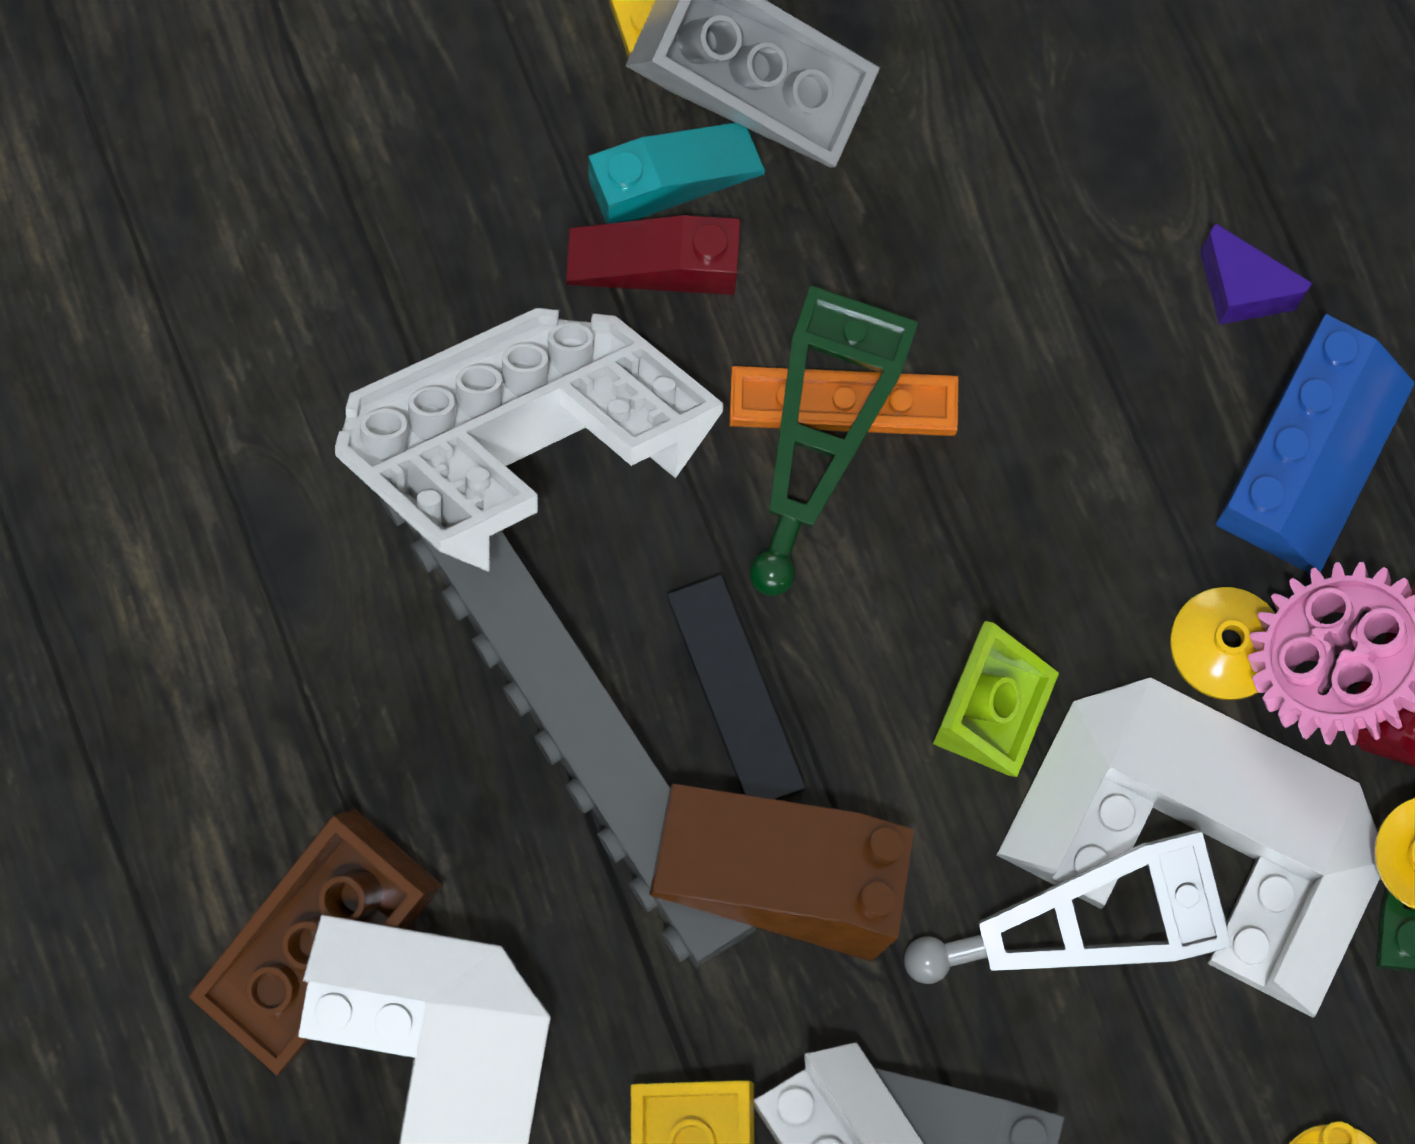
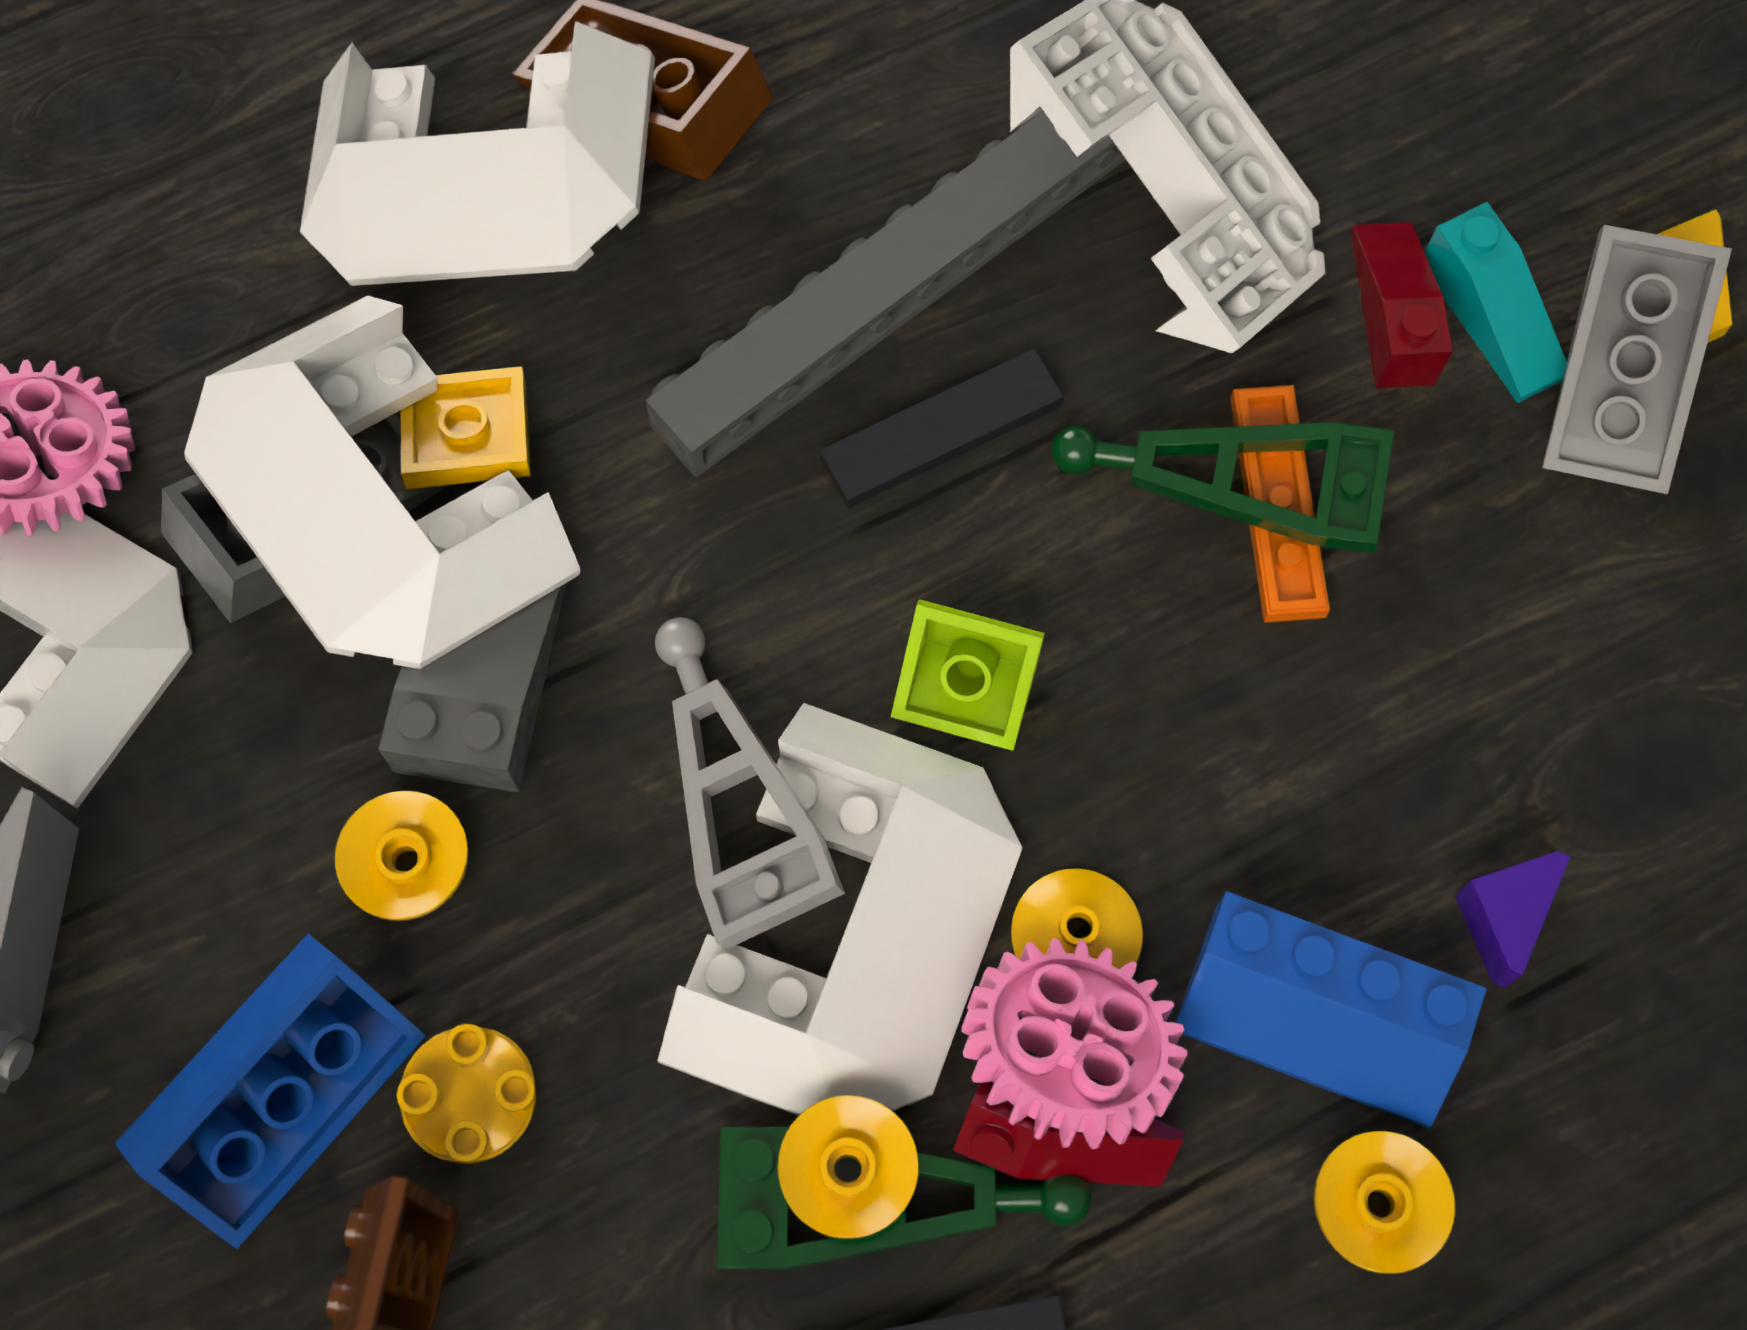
camera: 90 degrees right, 5 degrees down
(785, 867) = (751, 468): reddish brown slope -> none

